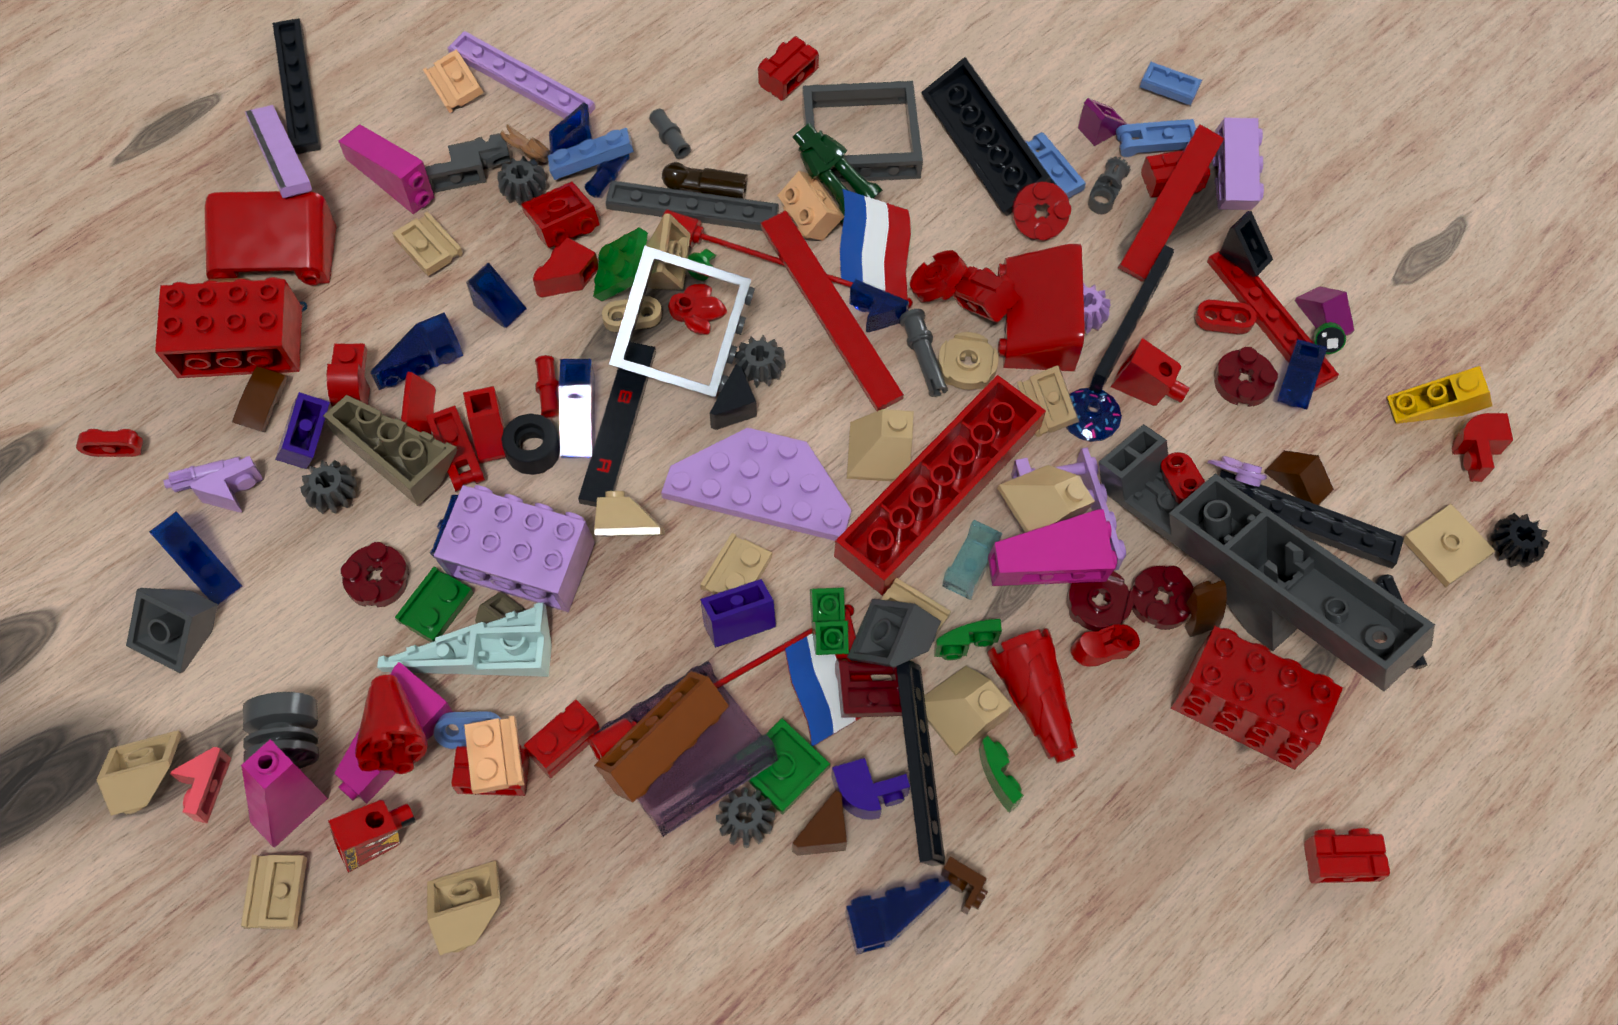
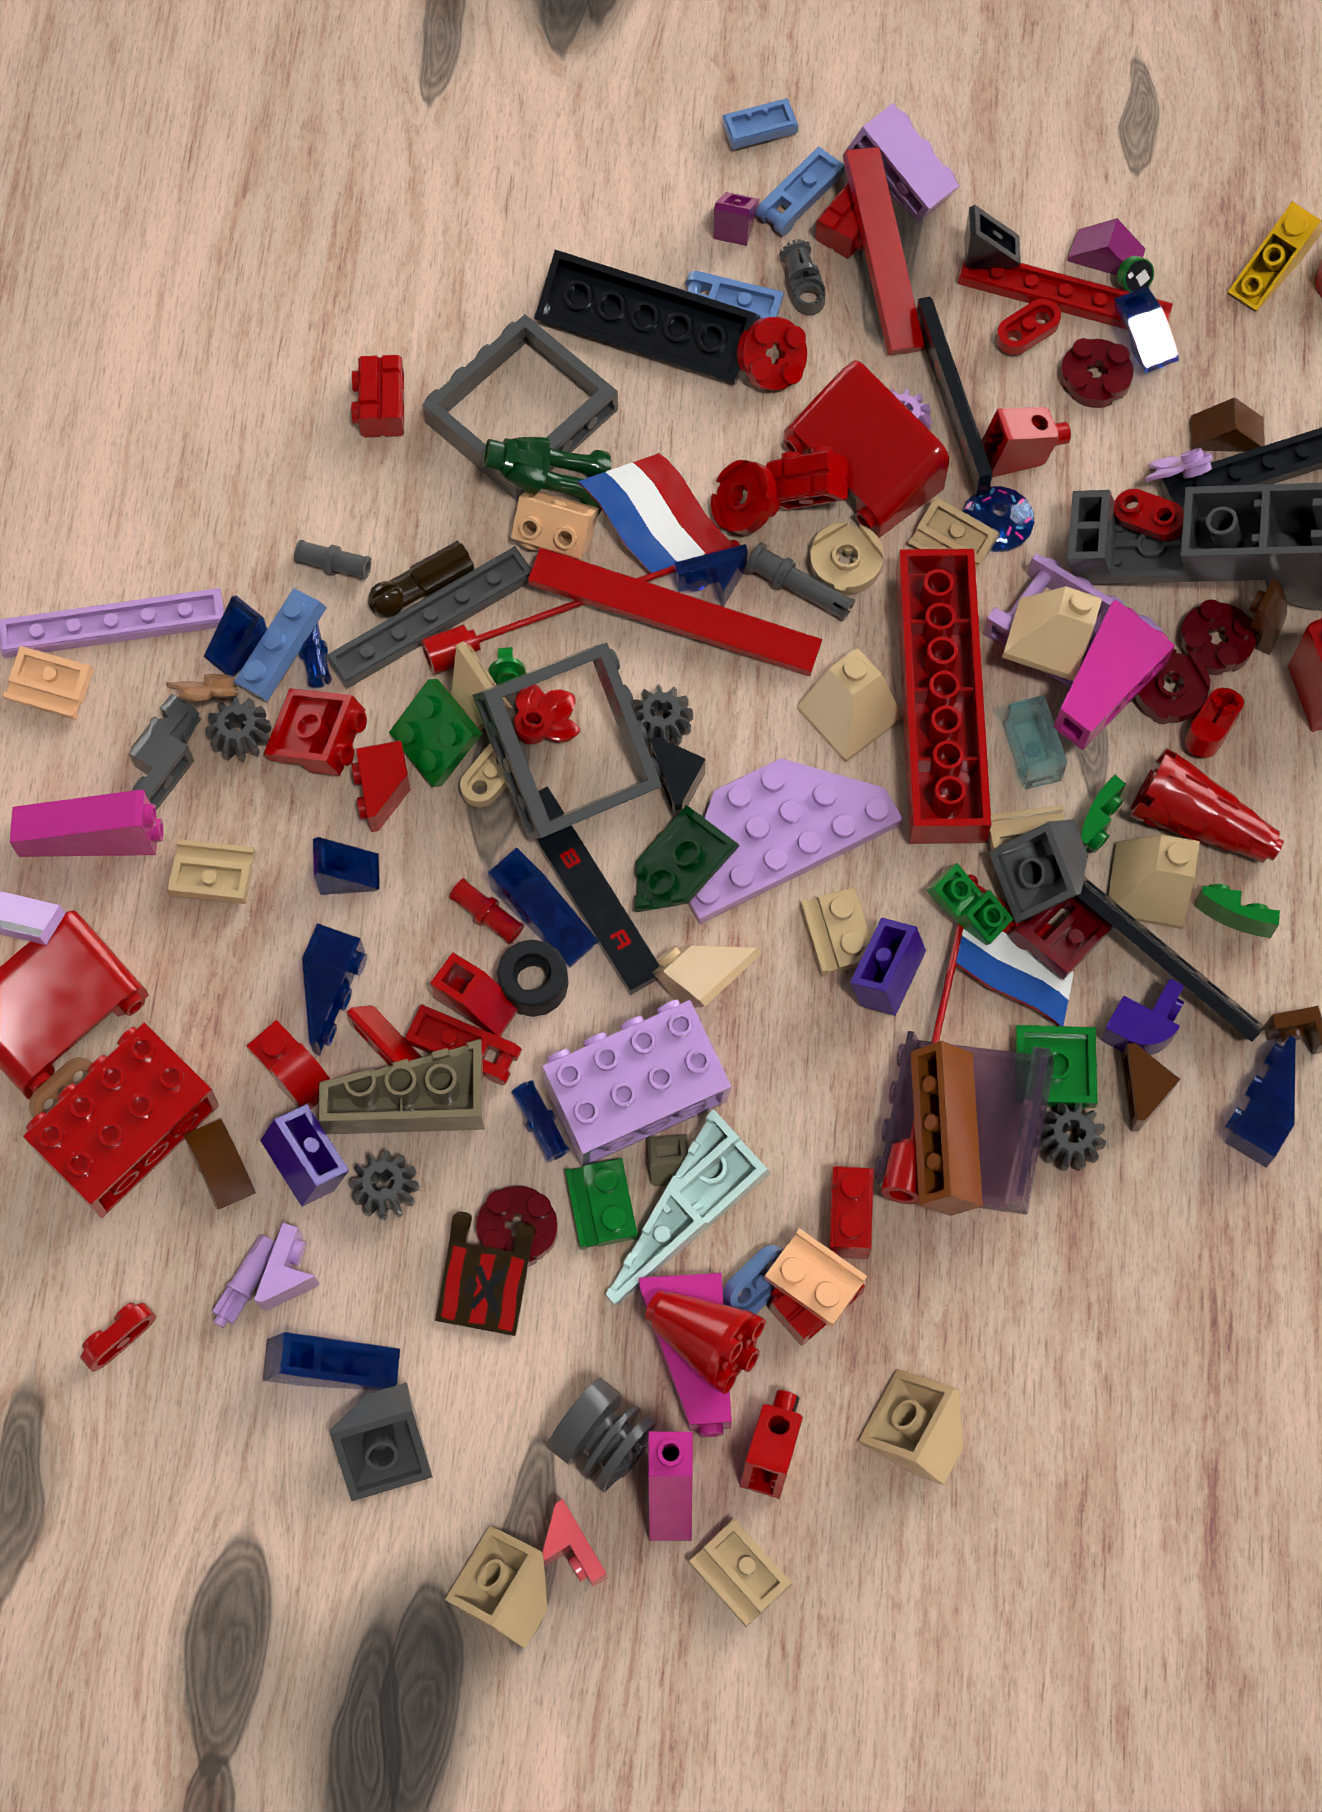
camera: 40 degrees left, 5 degrees up
(321, 586) = (484, 1283): none -> flag
(683, 449) = (680, 861): none -> dark green tile

